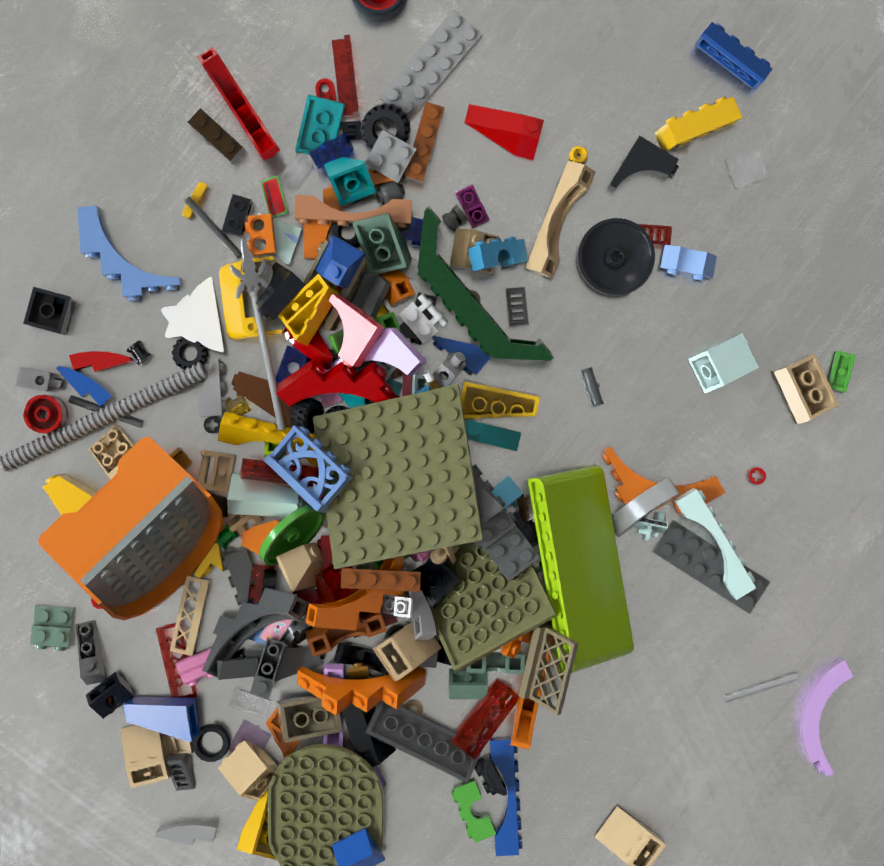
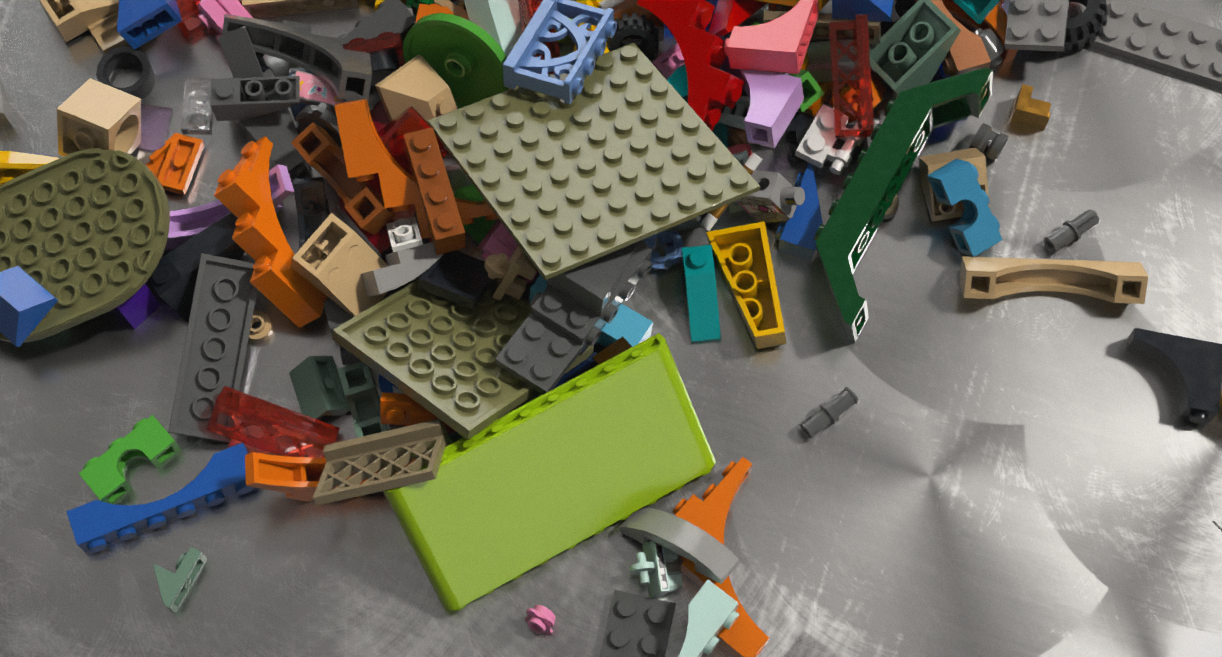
camera: 70 degrees right, 20 degrees down
(182, 759) = (77, 40): dark grey slope -> none
(305, 719) = (193, 168): dark tan slope -> none
(359, 672) = (290, 220): pearl gold slope -> none
(397, 286) = (862, 77): none -> clear red fence
(424, 142) = (1104, 64): dark orange arch -> none
(440, 180) = (1030, 110): none -> pearl gold panel
(472, 206) = (1016, 162): magenta slope -> none
(493, 781) = (187, 462): black slope -> none
(507, 129) = (1145, 174): red wedge -> none
(521, 322) = (885, 286): dark grey slope -> none
(530, 191) = (1071, 231): none -> dark grey axle
(560, 805) = (176, 586): none -> sand green slope
(578, 150) = (1160, 274): yellow plate -> none
(616, 256) = (1035, 376): black dish -> none
(655, 601) = (540, 619): none -> bright pink plate
(668, 231) = (1086, 443): clear red slope -> none
(689, 262) = (1074, 485): light blue brick -> none
(723, 363) = (947, 591): light aqua slope -> none

